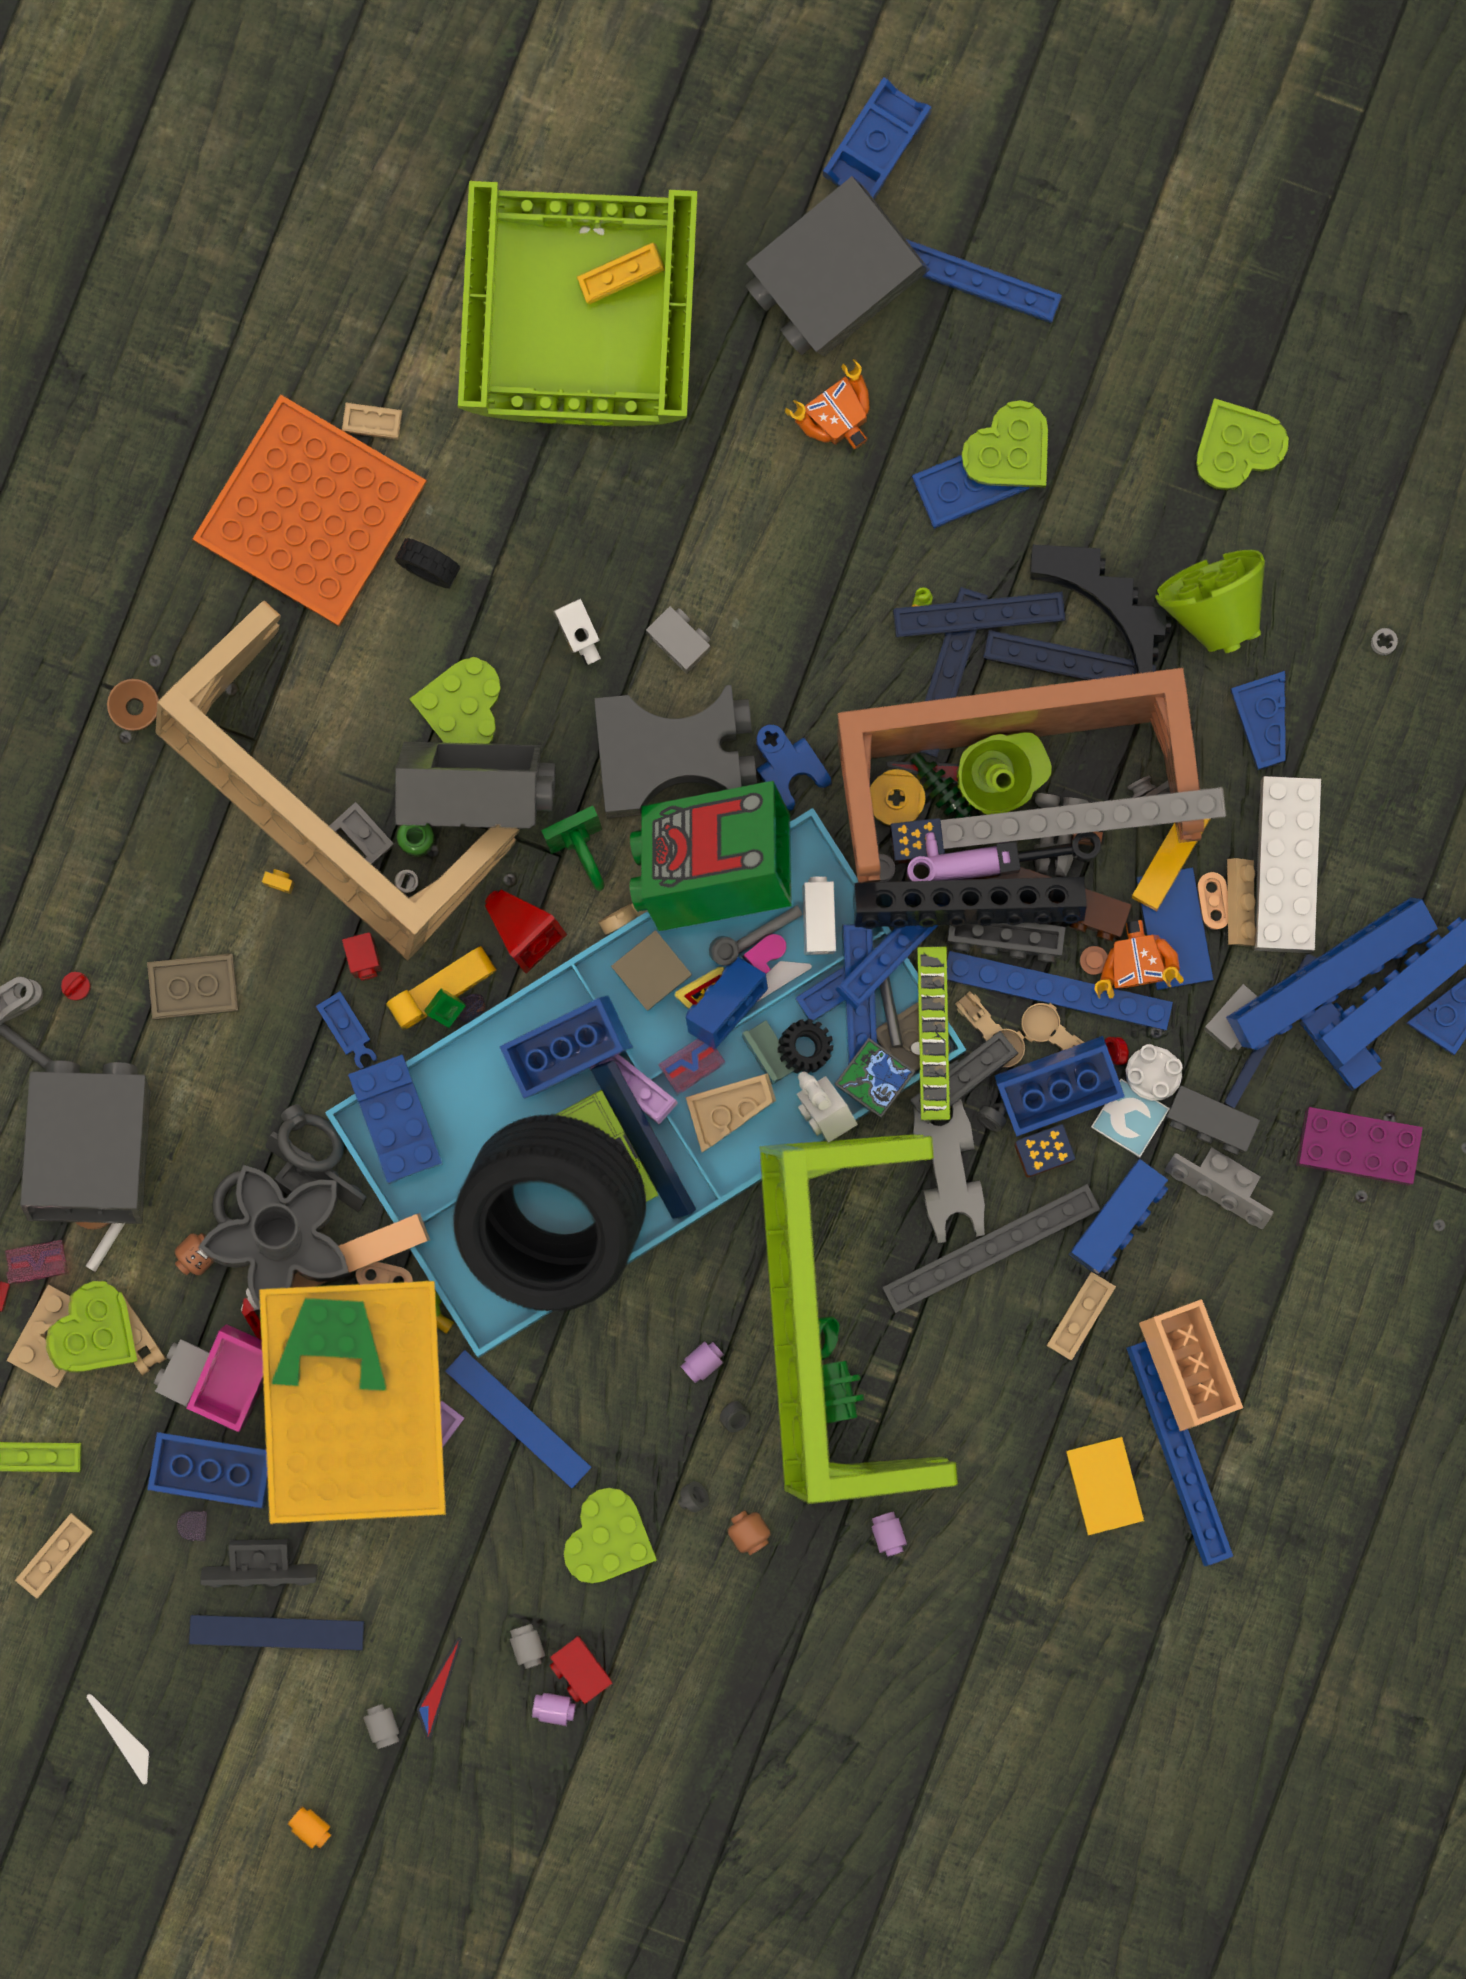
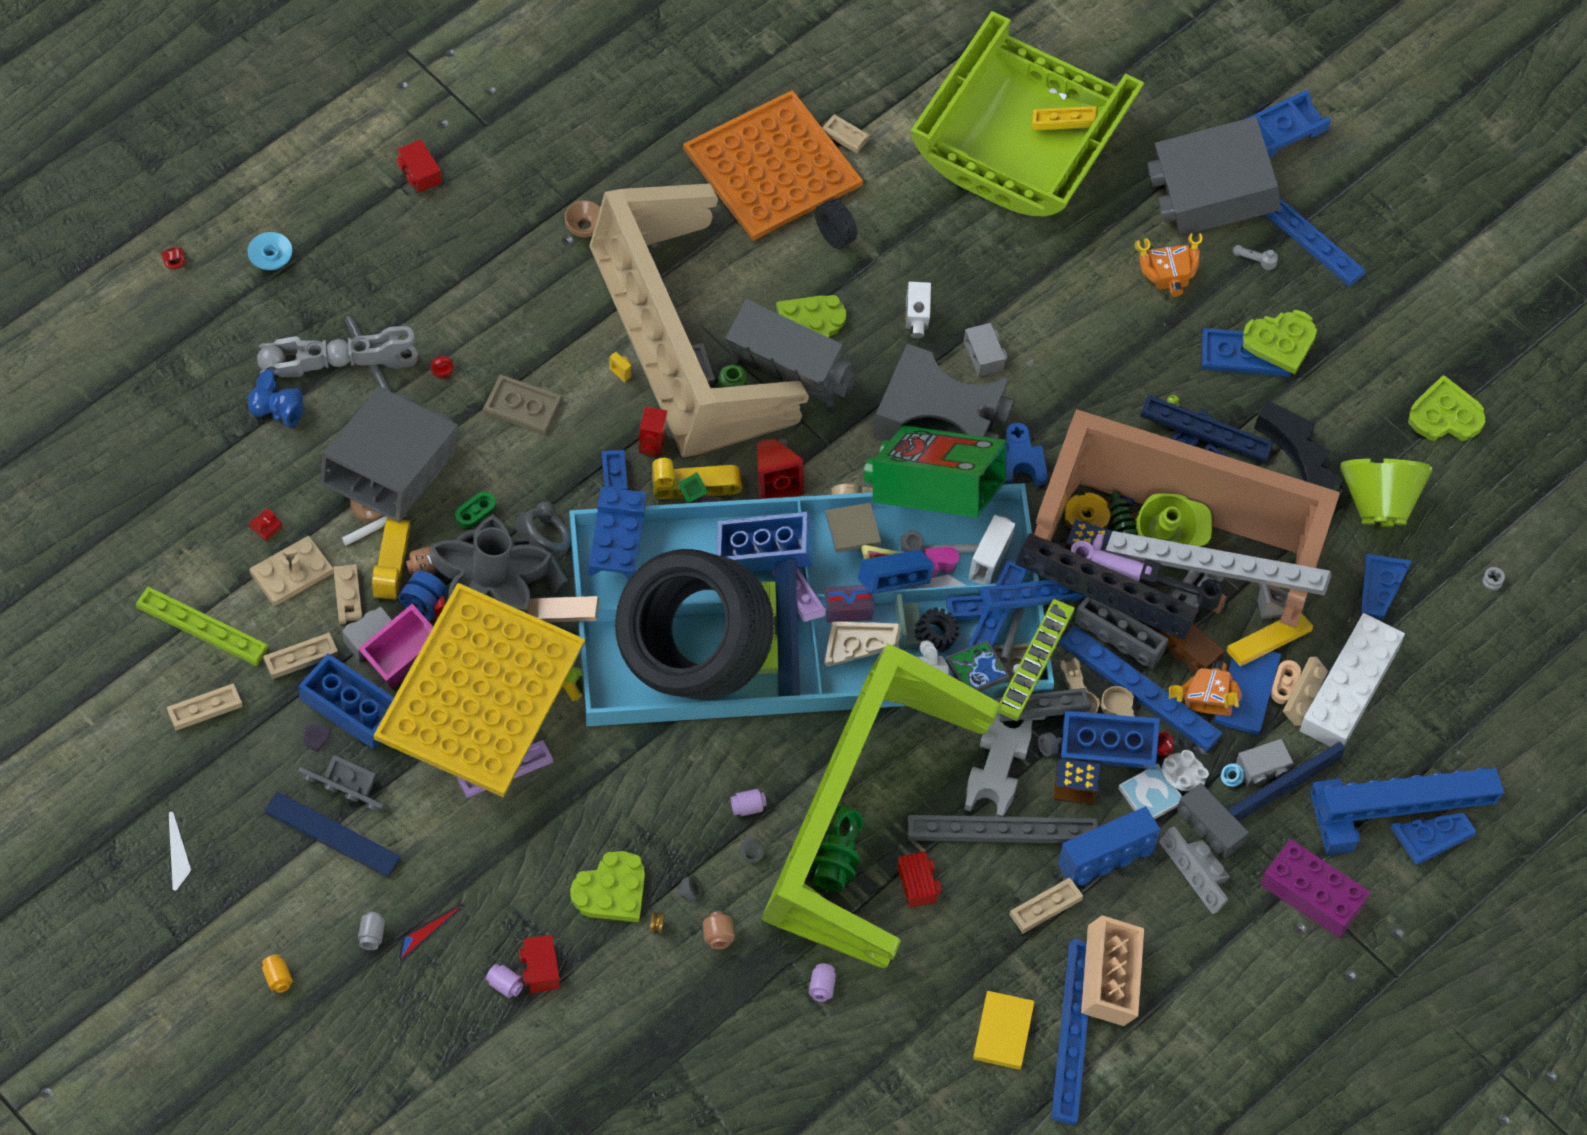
camera: 20 degrees right, 25 degrees down
(36, 1262) = (308, 520): clear pink panel -> none
(94, 1332) = (321, 569): lime plate -> none
(123, 1438) = (300, 655): none -> tan plate
(157, 1269) = (391, 560): none -> yellow beam
(213, 1154) = (473, 510): none -> green plate
(219, 1298) = (424, 593): none -> blue wheel
(331, 1330) = (491, 631): green wing -> none
(518, 1419) = (591, 779): blue tile -> none
(527, 1646) = (510, 928): light grey brick -> none
(574, 834) = (845, 425): green tile -> none
(678, 1555) = (657, 922): none -> pearl gold bush
(930, 1358) = (918, 879): none -> red brick
(943, 338) = (1267, 259): none -> light grey piece
(1093, 960) = (1176, 677): nougat plate -> none
(1202, 1055) = (1228, 770): none -> medium azure plate
(1332, 973) = (1350, 759): blue brick -> none

